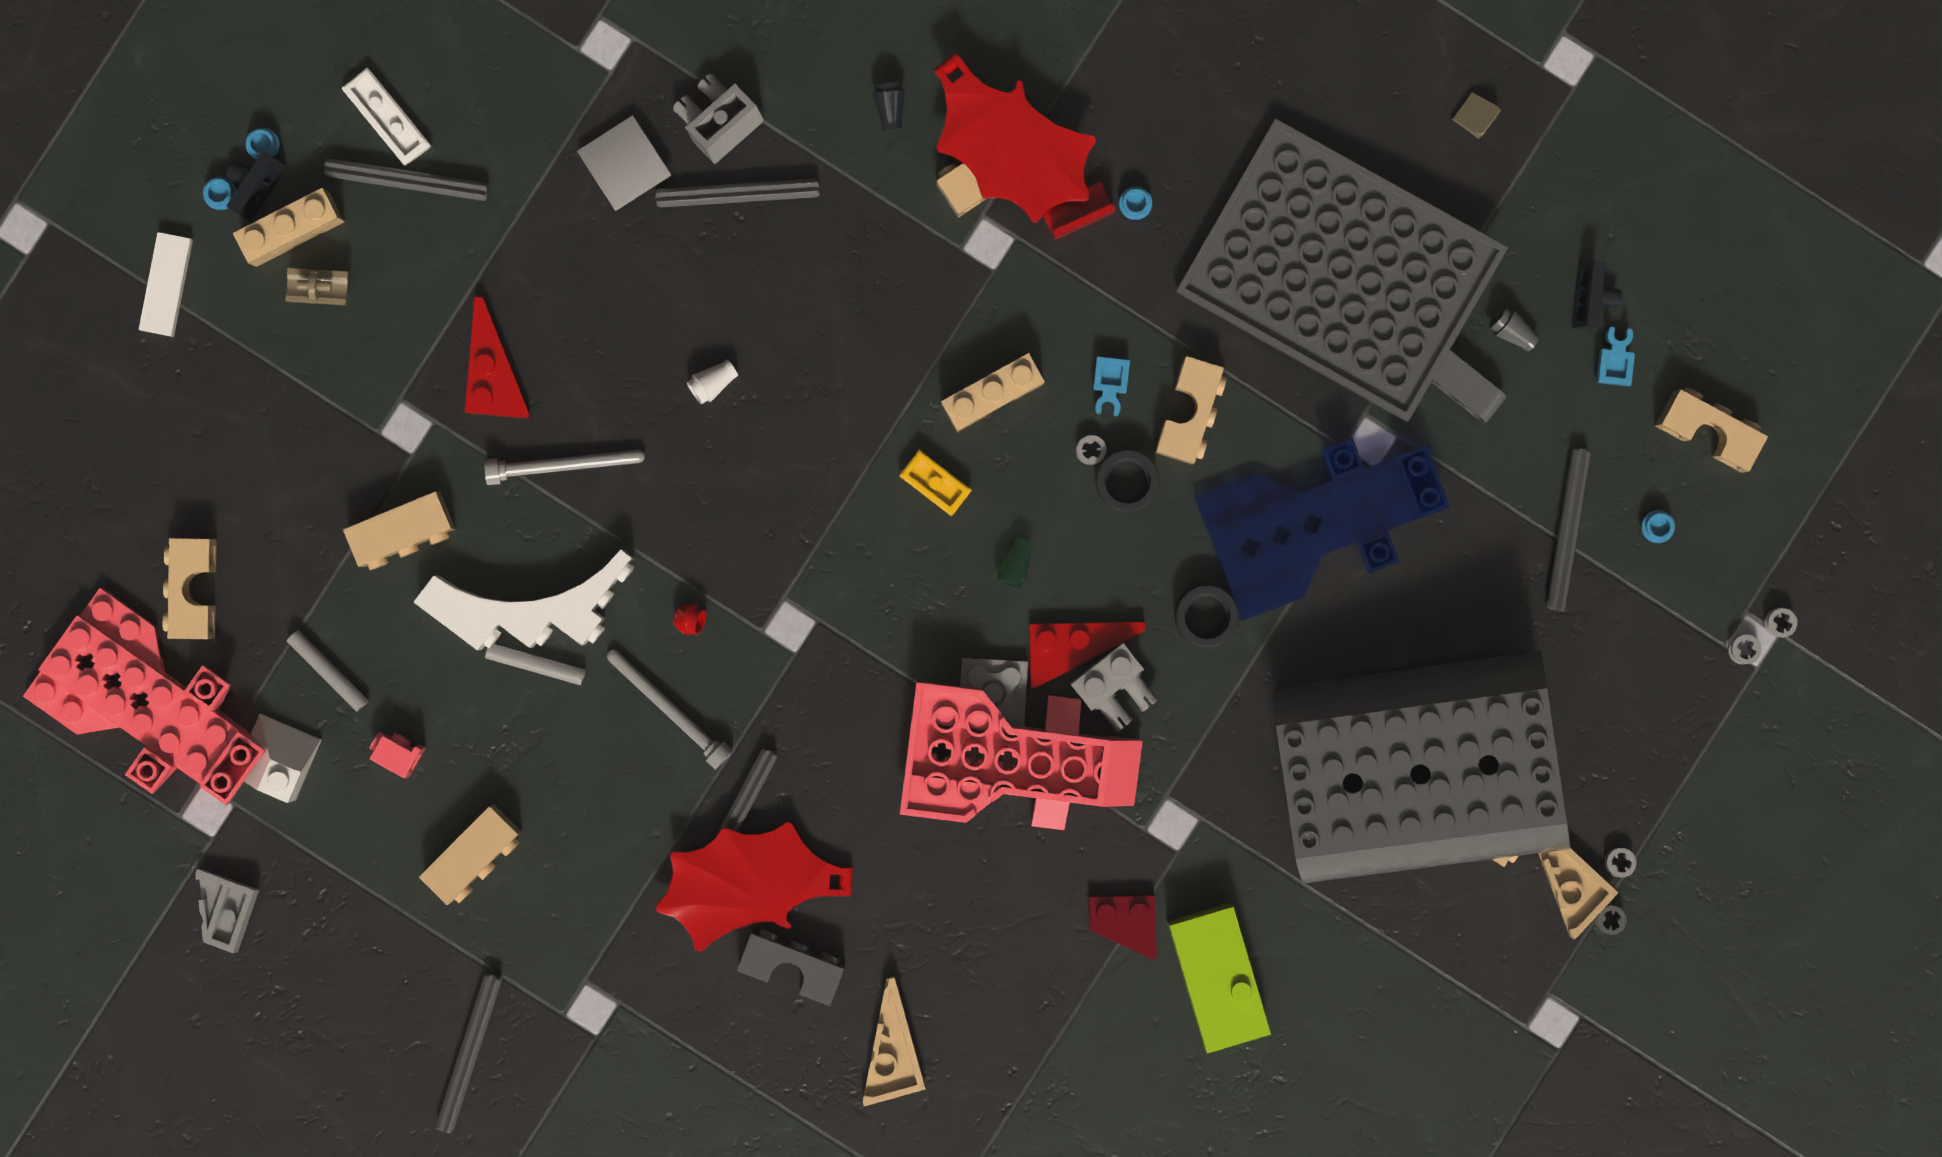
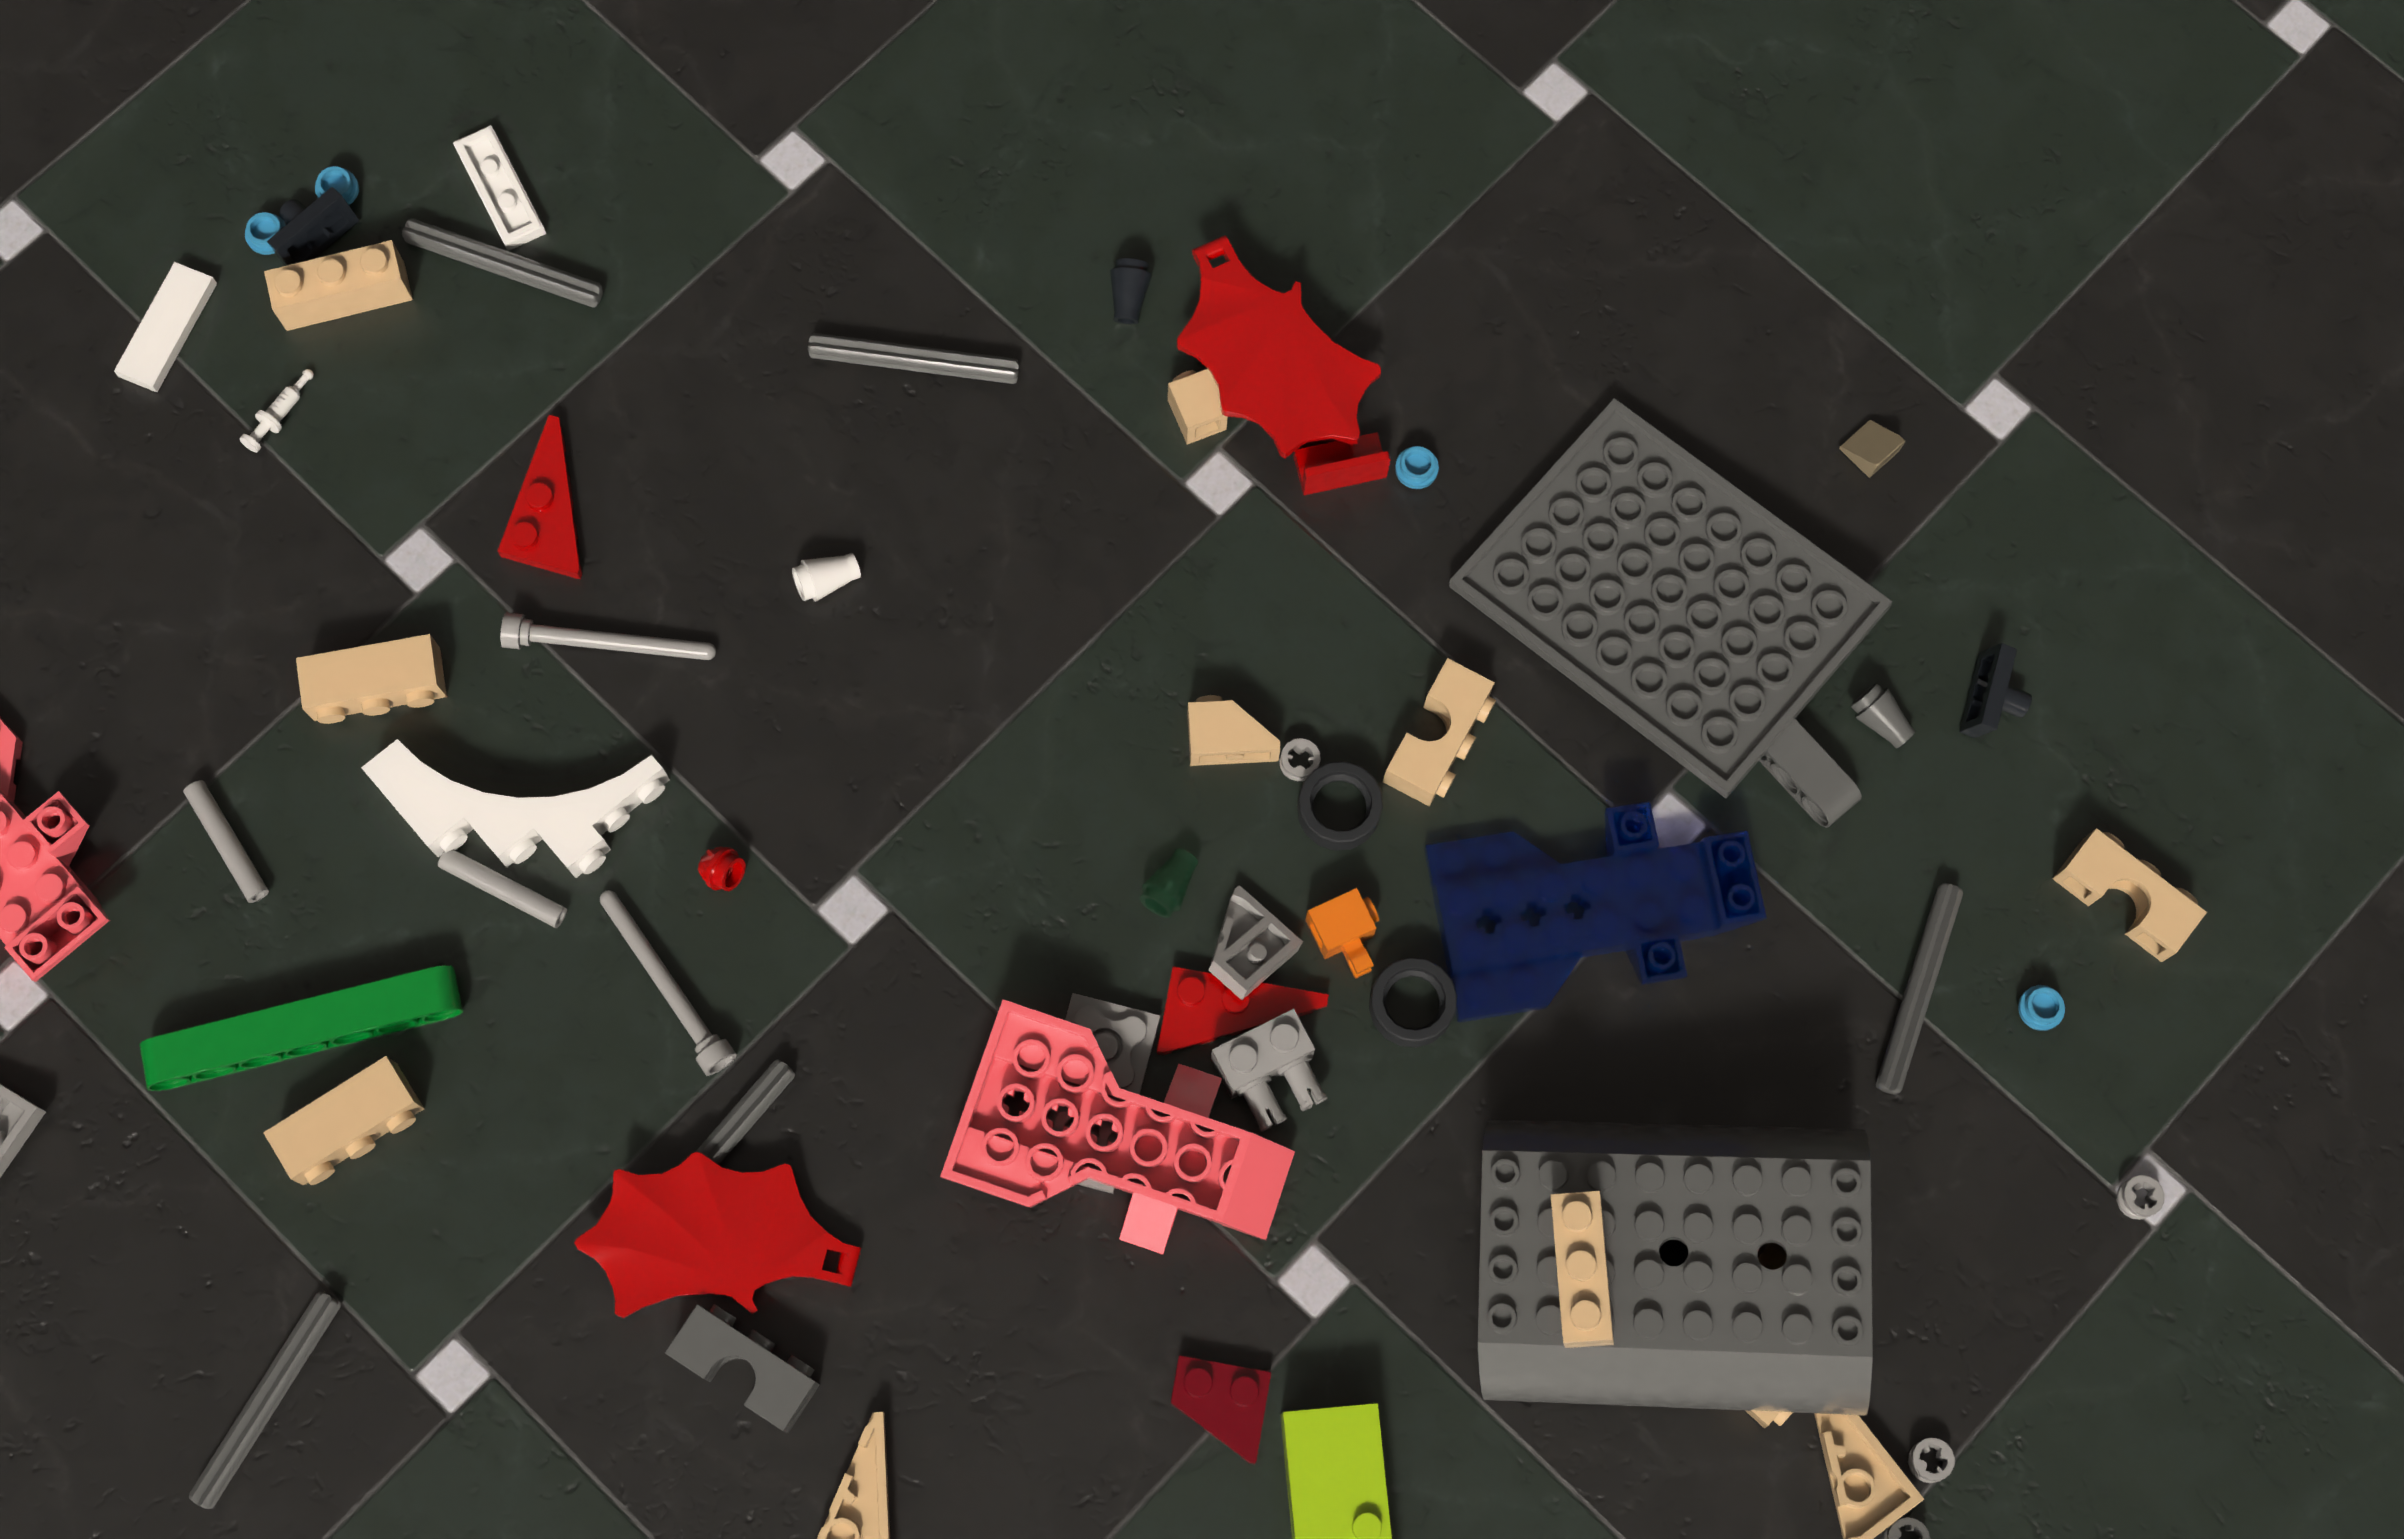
camera: 15 degrees right, 15 degrees down
(185, 616) = (82, 662): tan arch -> none
(269, 336) = (275, 413): none -> white piece
(285, 761) = (132, 945): white slope -> none
(317, 286) = (353, 360): dark tan hips -> none
(395, 753) = (284, 965): coral brick -> none
(421, 795) = (300, 1028): none -> green beam
(624, 163) = (779, 295): light grey slope -> none
(721, 124) = (913, 267): light grey brick -> none
(935, 483) = (1086, 759): yellow plate -> none
(992, 392) = (1210, 648): tan arch -> none
(1033, 443) = (1227, 734): none -> tan slope
(1081, 598) = (1250, 945): none -> light grey wing
(1110, 378) = (1343, 675): dark azure plate -> none
(1146, 570) = (1343, 926): none -> orange brick
(1359, 803) = (1582, 1269): none -> tan brick
(1616, 364) = (2011, 785): dark azure plate -> none
(1771, 626) = (2208, 1169): light grey bush -> none

